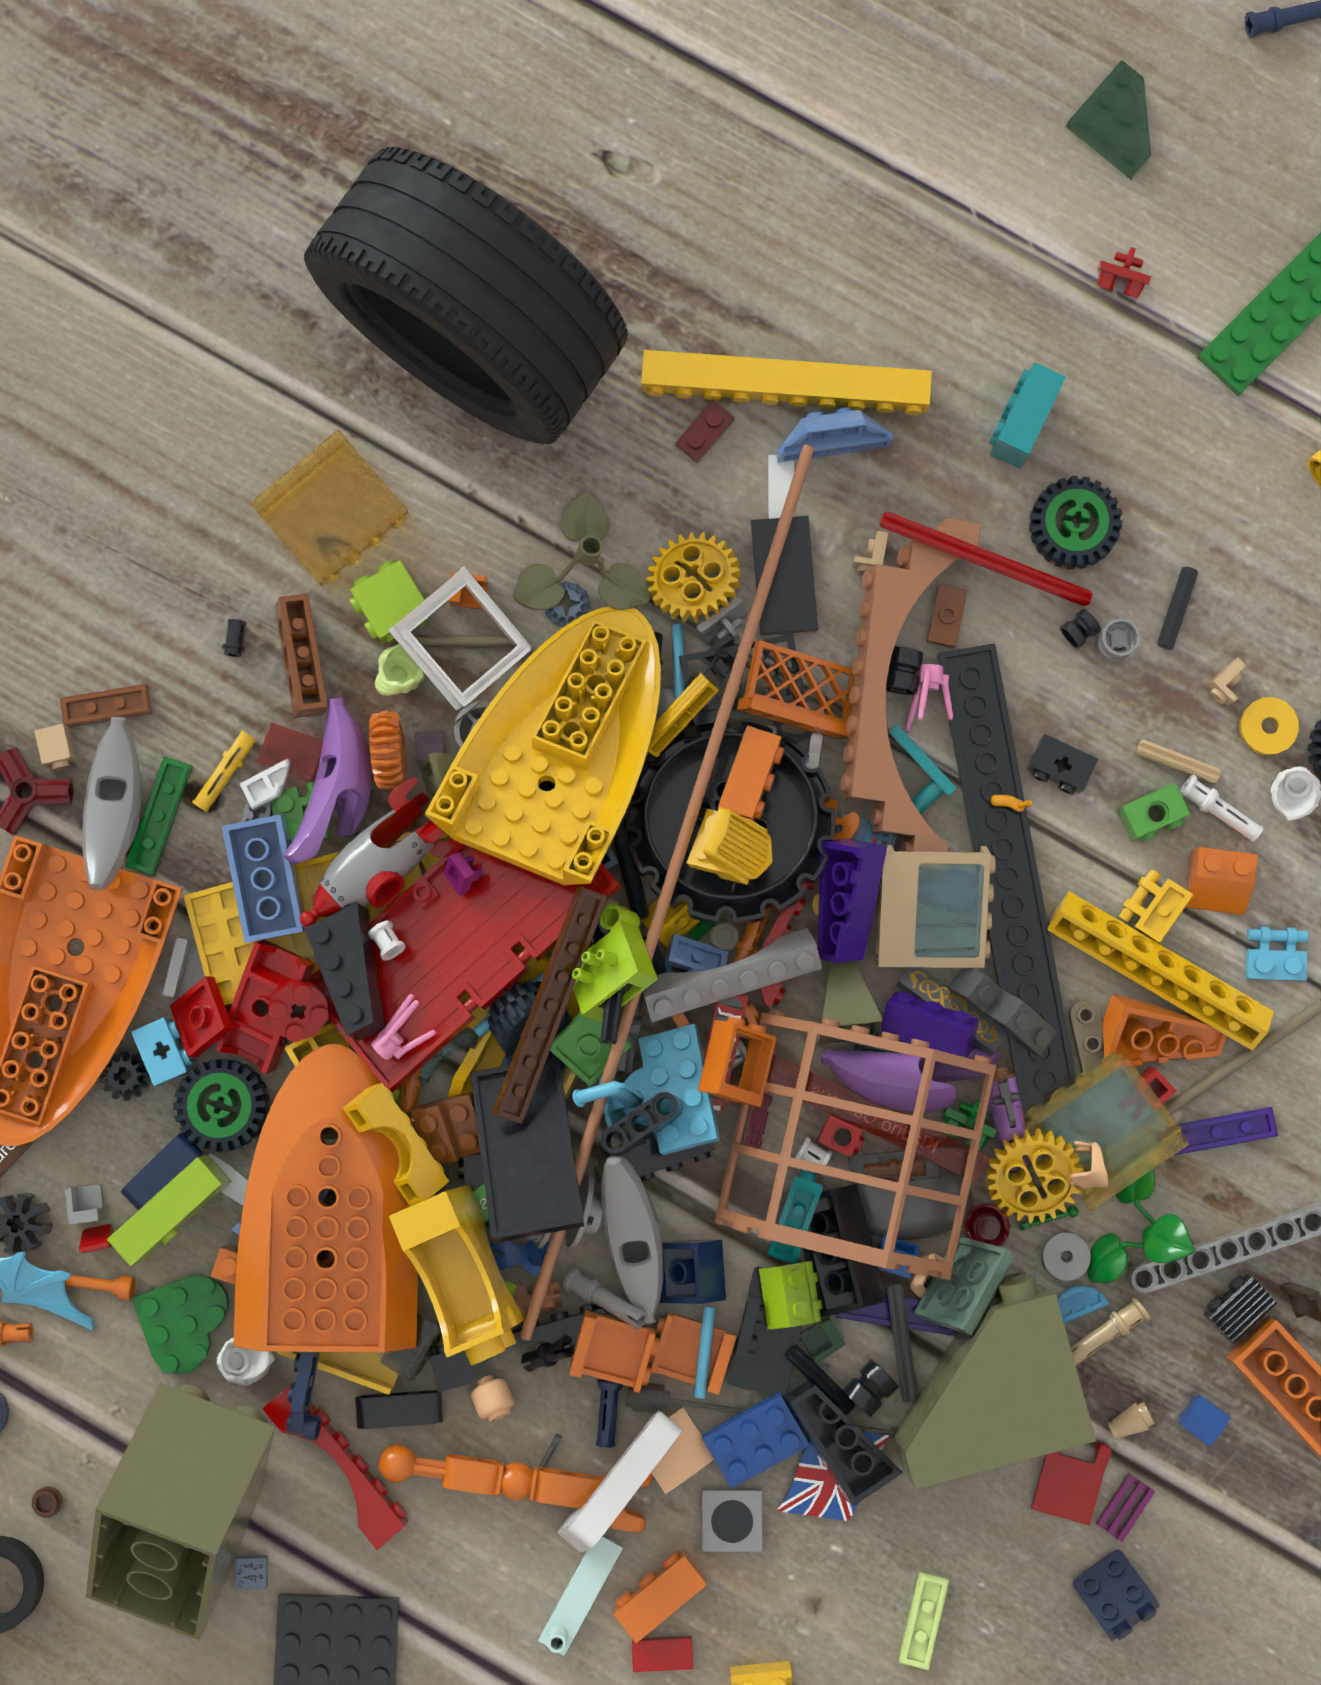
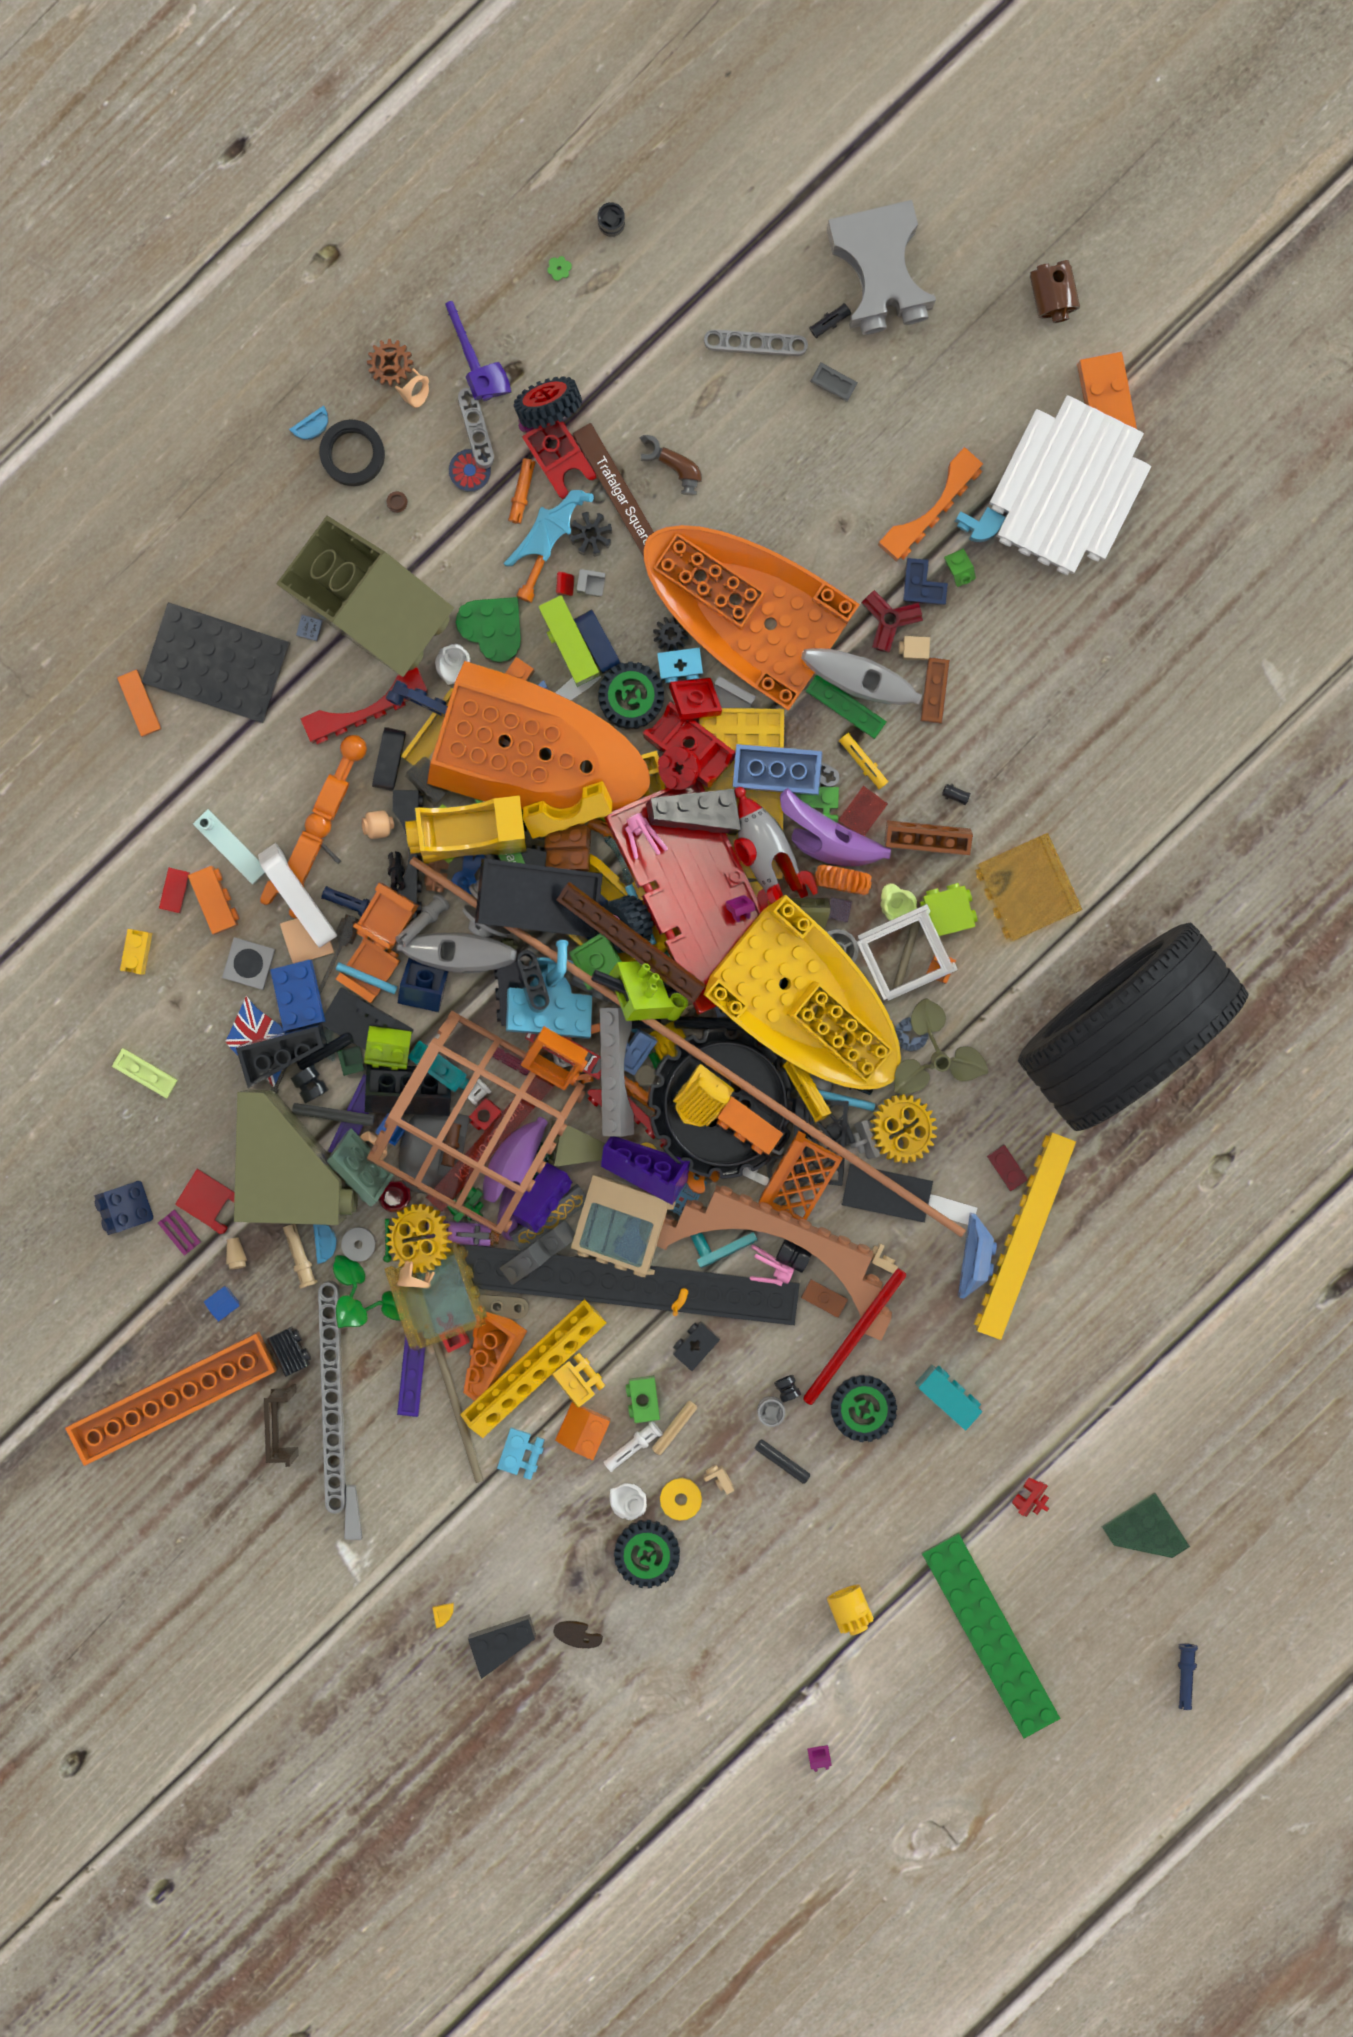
camera: 110 degrees right, 5 degrees up
(266, 785) = (843, 788): white tile -> none
(386, 940) = (709, 842): white bush -> none

